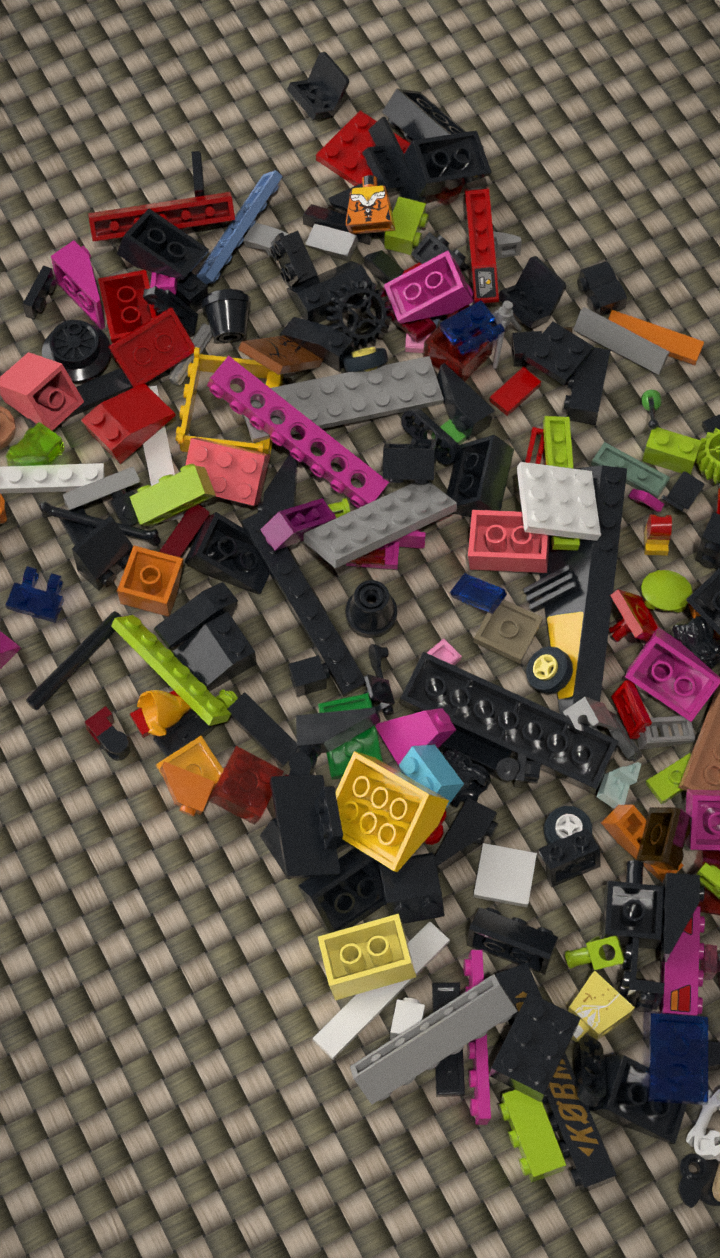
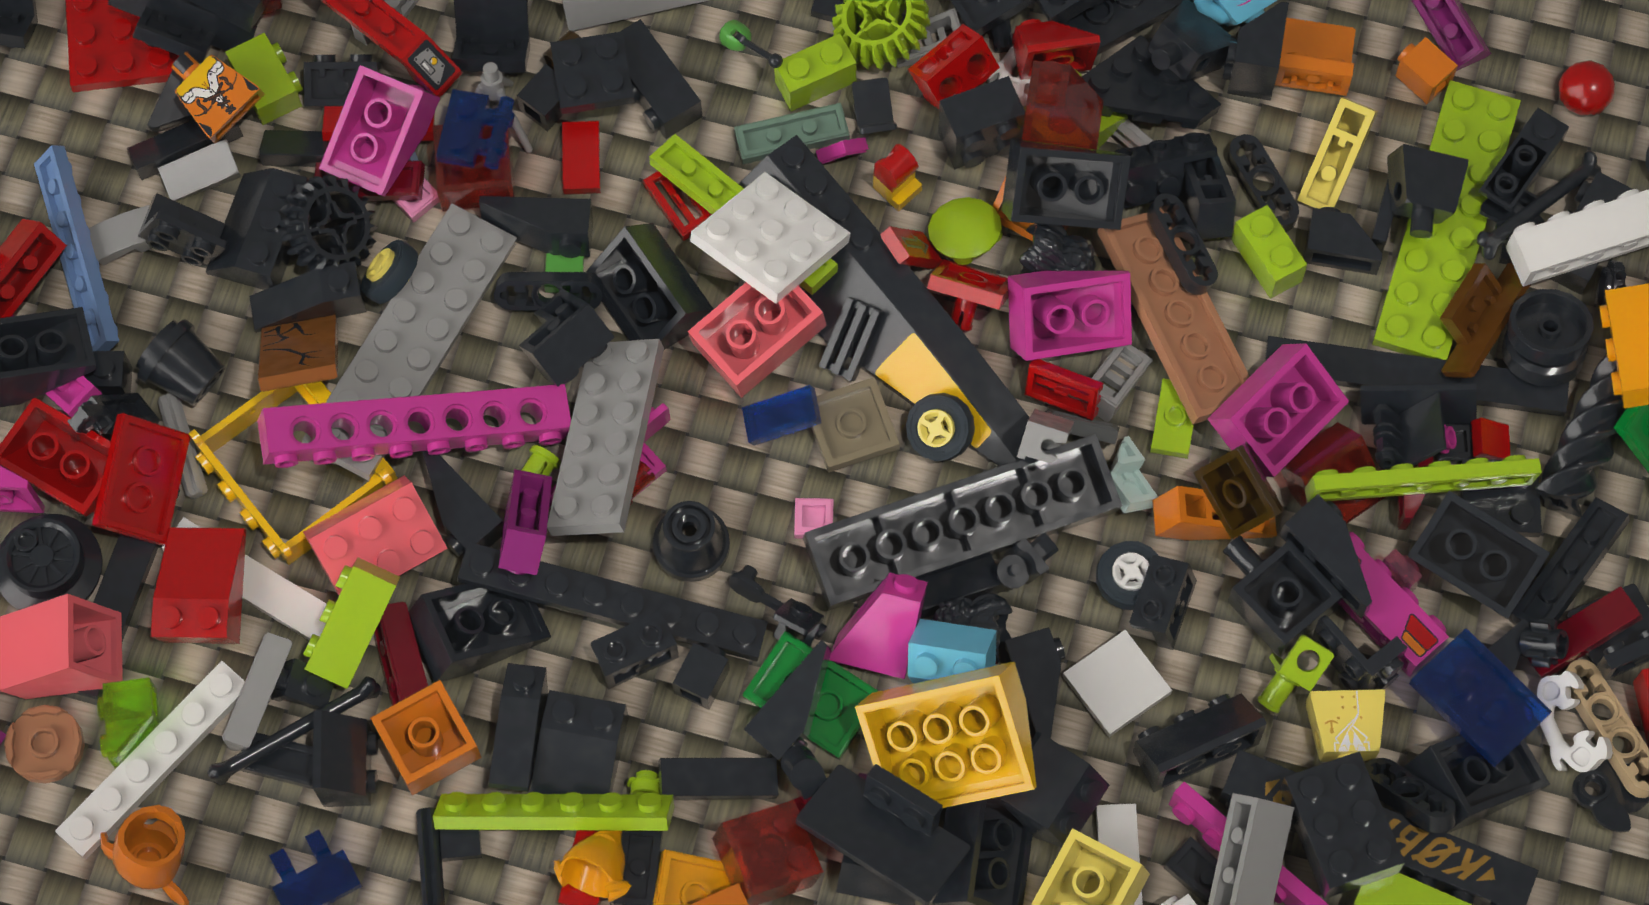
camera: 45 degrees left, 5 degrees up
(116, 646) = (460, 844): none -> black tile
(288, 633) = (635, 649): none -> black bracket
(626, 572) = (910, 247): none -> red tile

